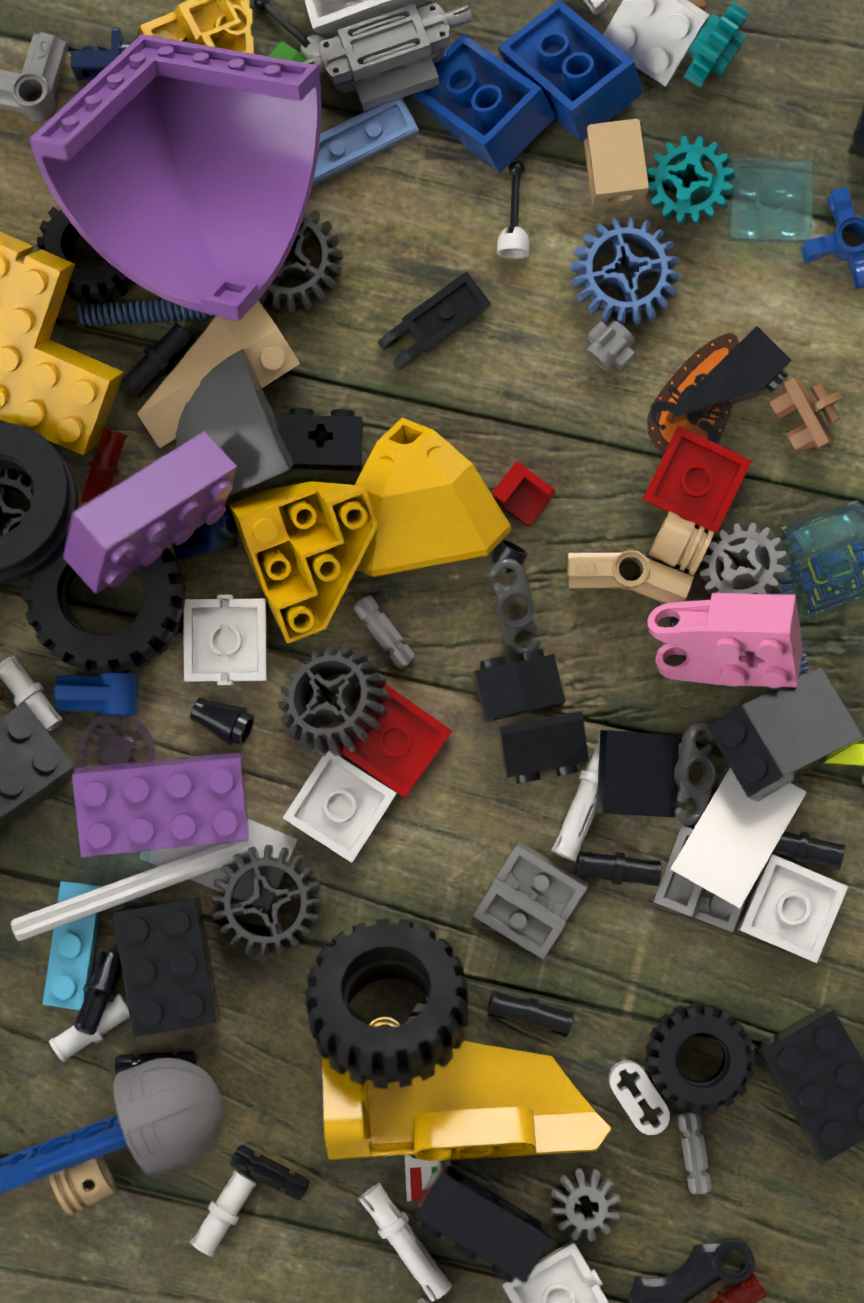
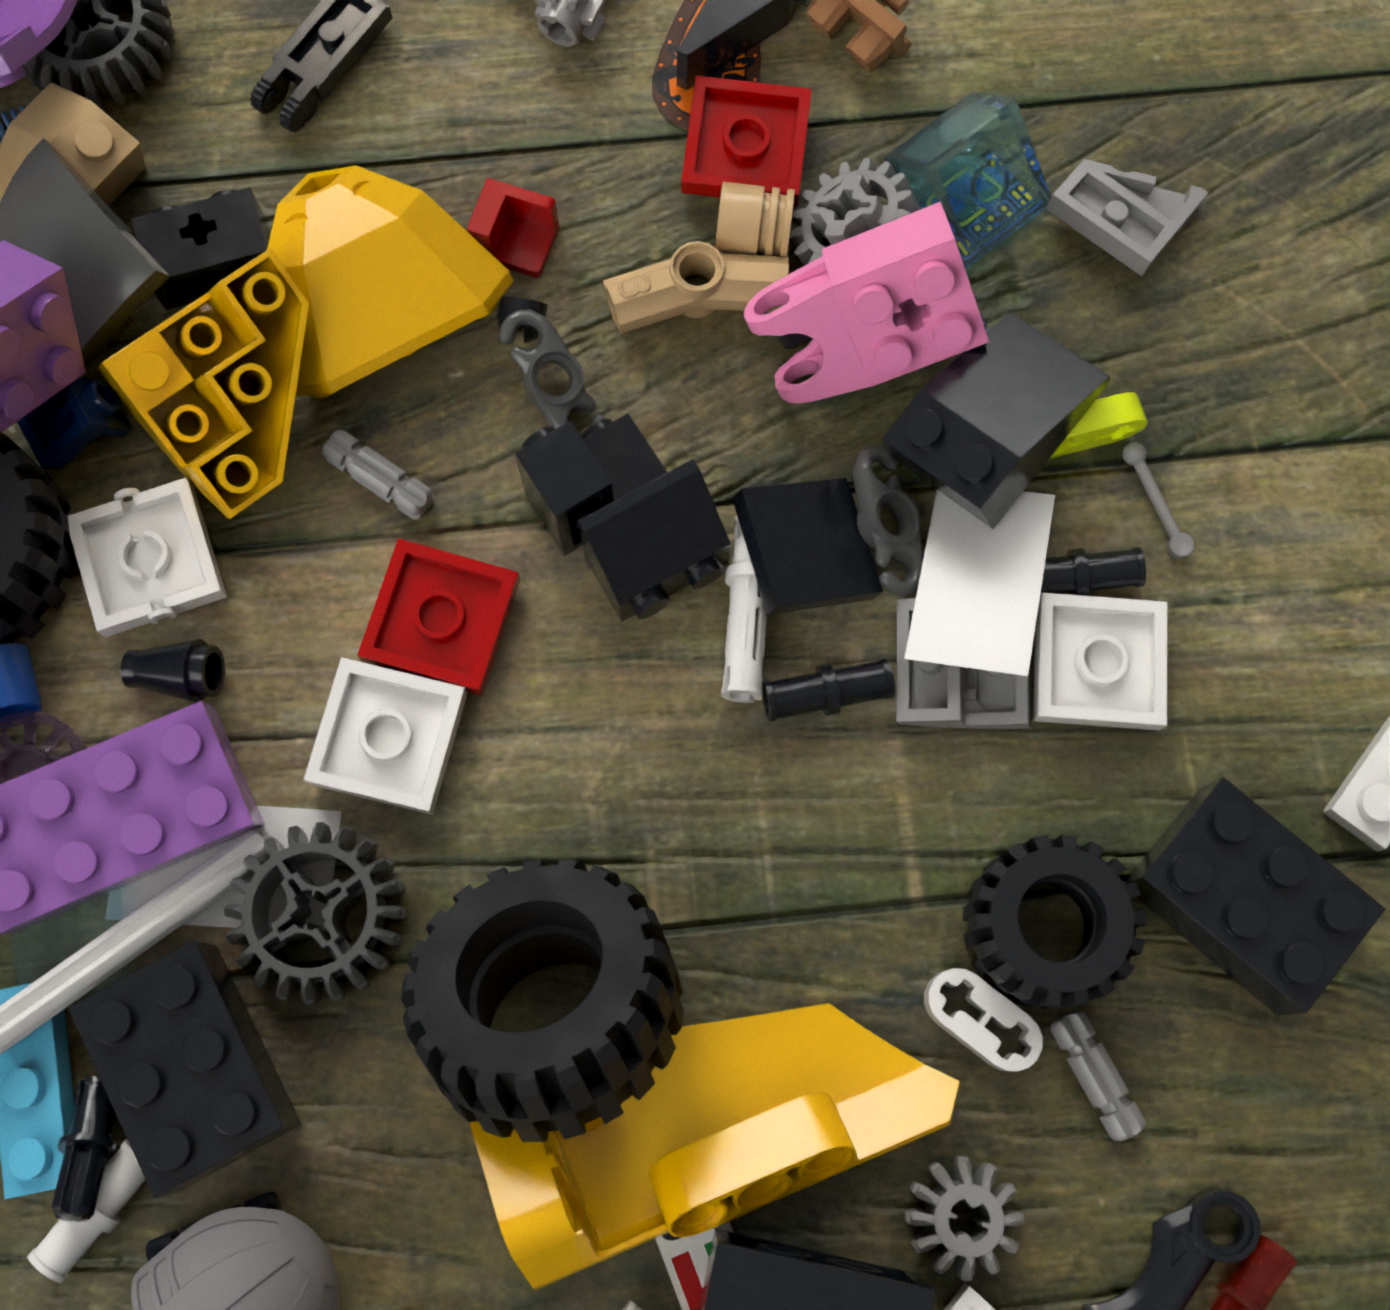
camera: 20 degrees left, 10 degrees down
(307, 718) = (327, 582): dark grey gear -> none
(530, 900) = (716, 781): light grey slope -> none
(530, 1014) = (774, 948): black pin -> none

